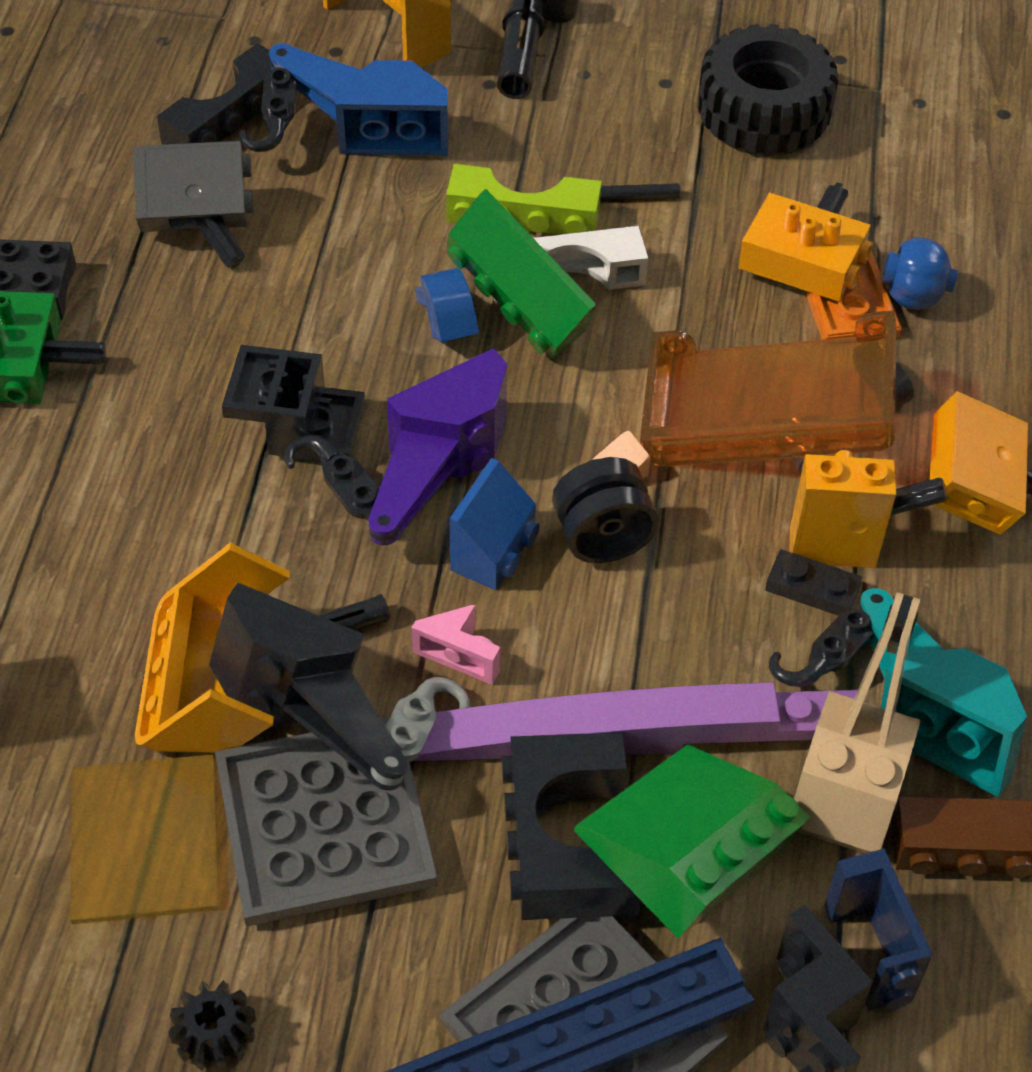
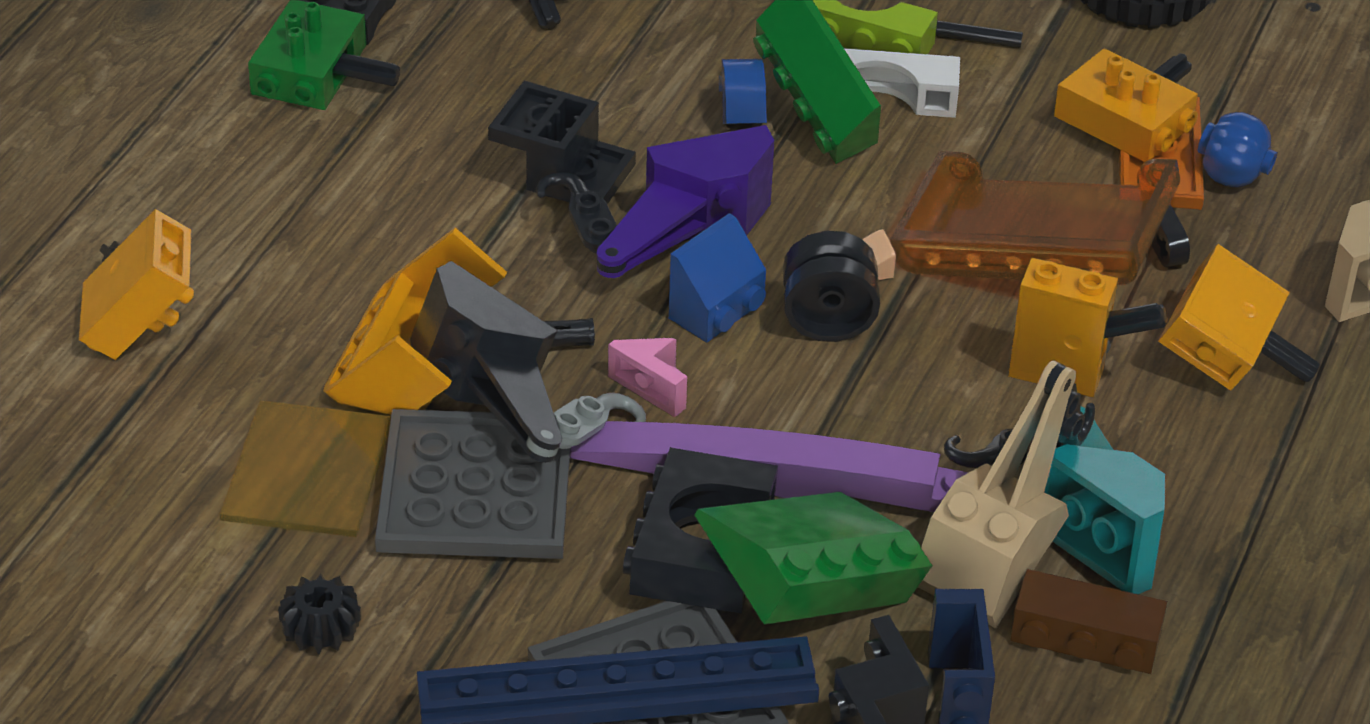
camera: 15 degrees right, 10 degrees down
(813, 583) = (1006, 387): black plate -> none

